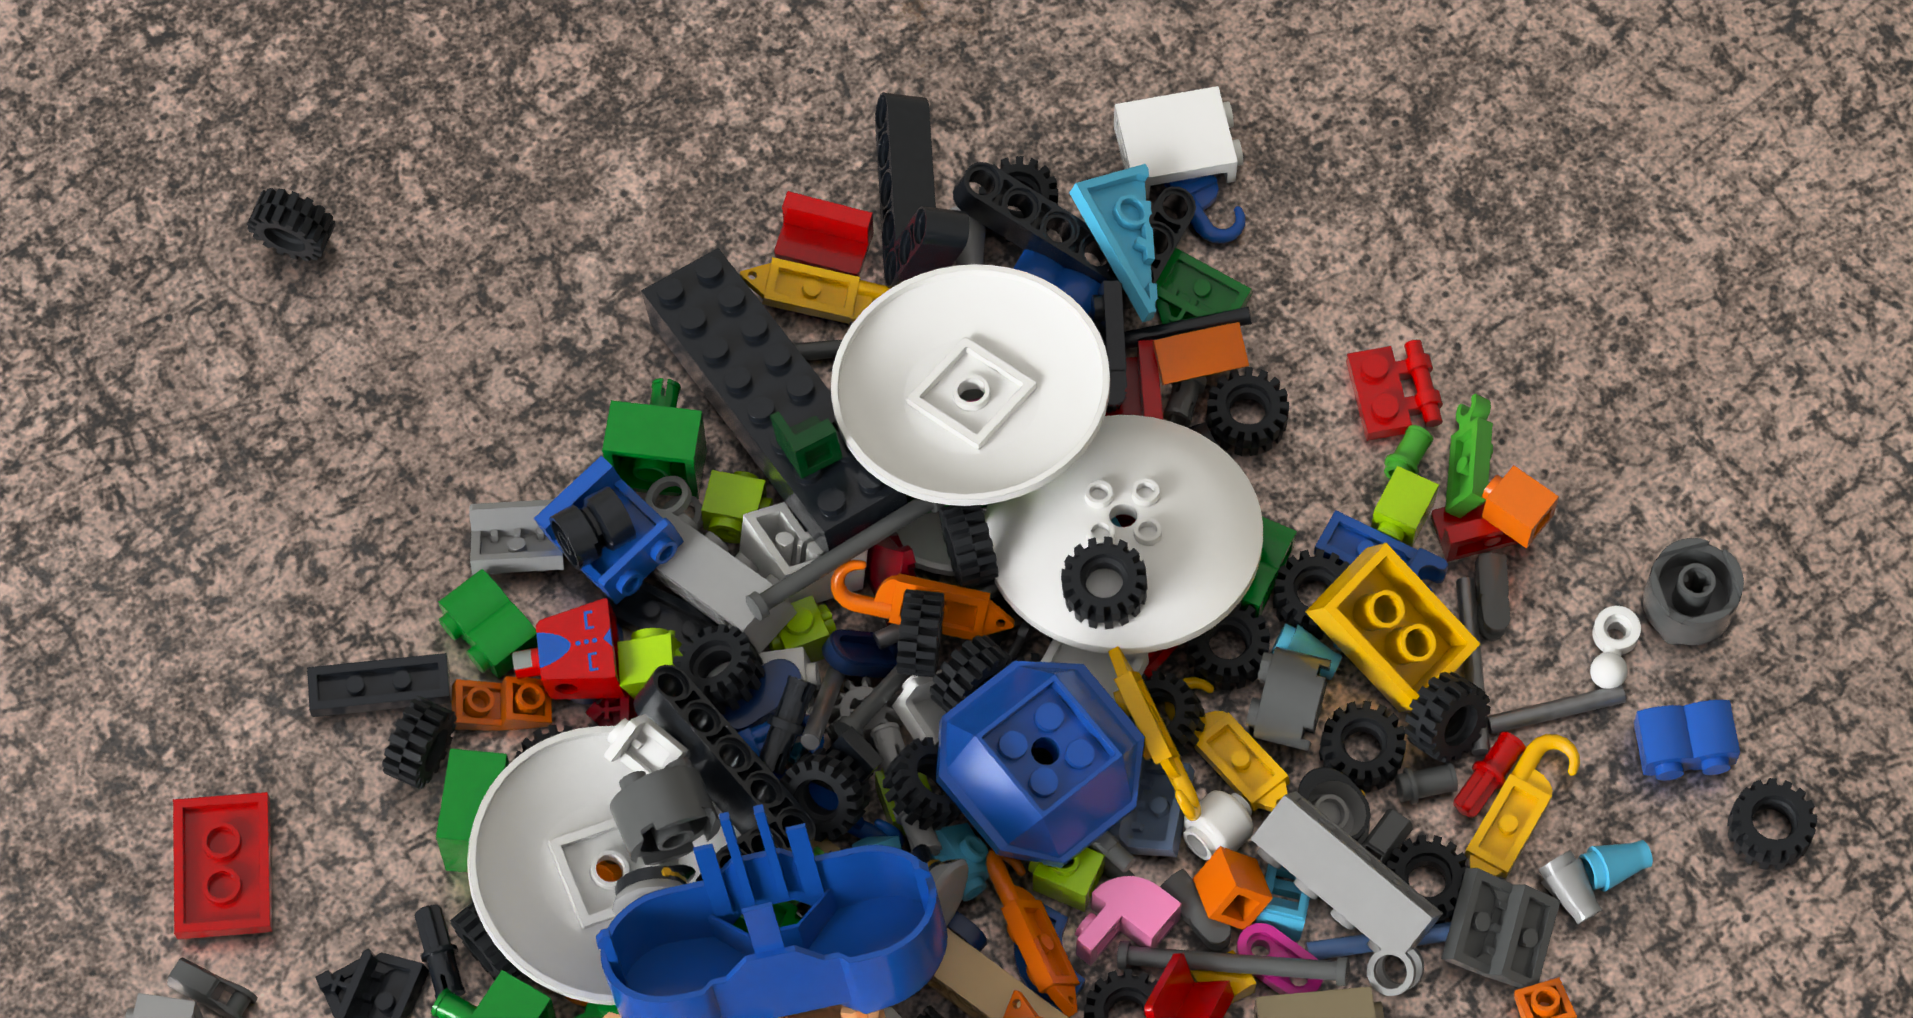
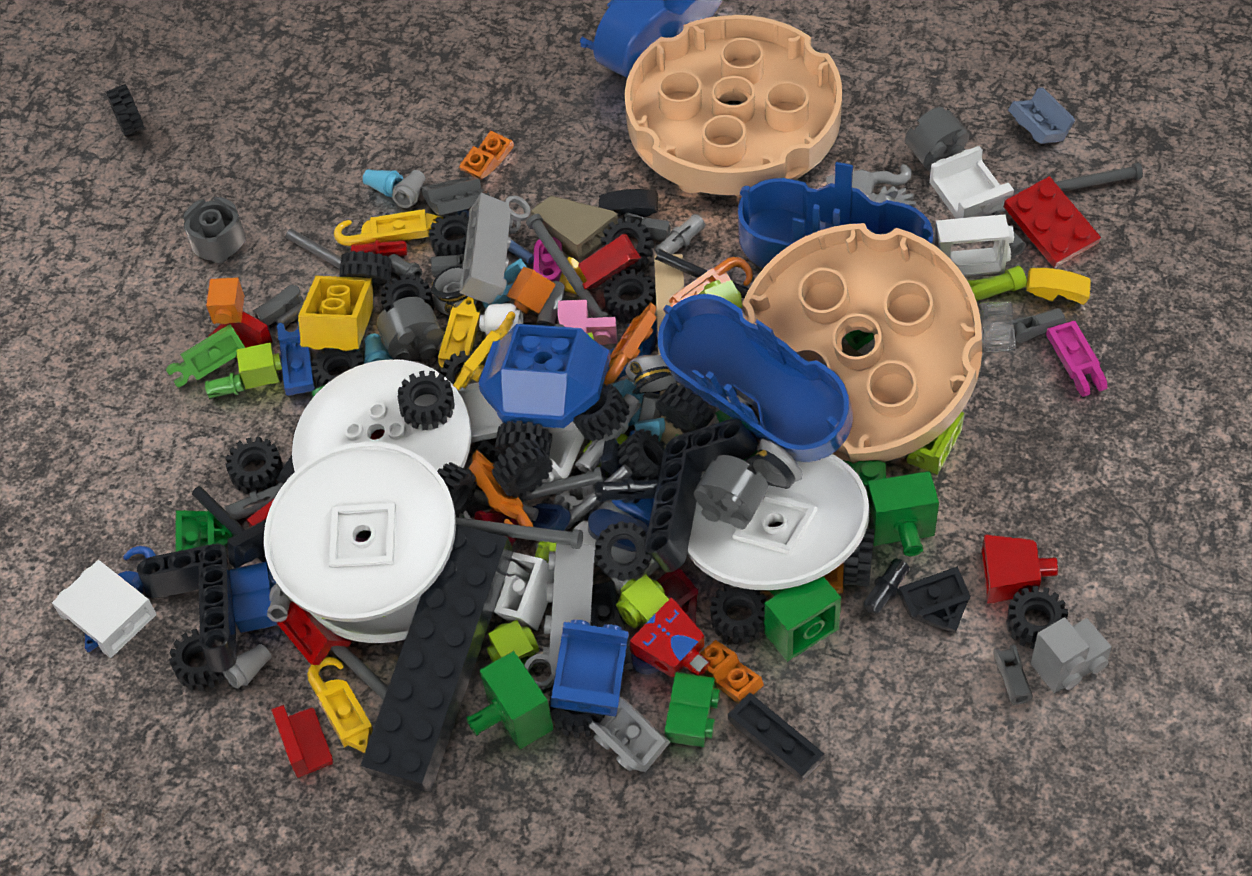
camera: 125 degrees left, 10 degrees down
(222, 865) = (946, 725): red plate -> none
(419, 742) = (791, 676): black tyre -> none
(593, 527) = (593, 665): black wheel -> none
(643, 745) = (703, 531): white bracket -> none
(807, 444) = (461, 580): dark green panel -> none
(913, 230) = (250, 703): black beam -> none
(1119, 221) = (187, 570): medium azure wing -> none
(1200, 353) = (242, 491): orange slope -> none
(1380, 394) = (194, 424): red plate -> none
(1609, 668) = (260, 249): white plate -> none
(1687, 739) = (295, 192): blue brick -> none
(1777, 798) = (315, 154): black tyre -> none

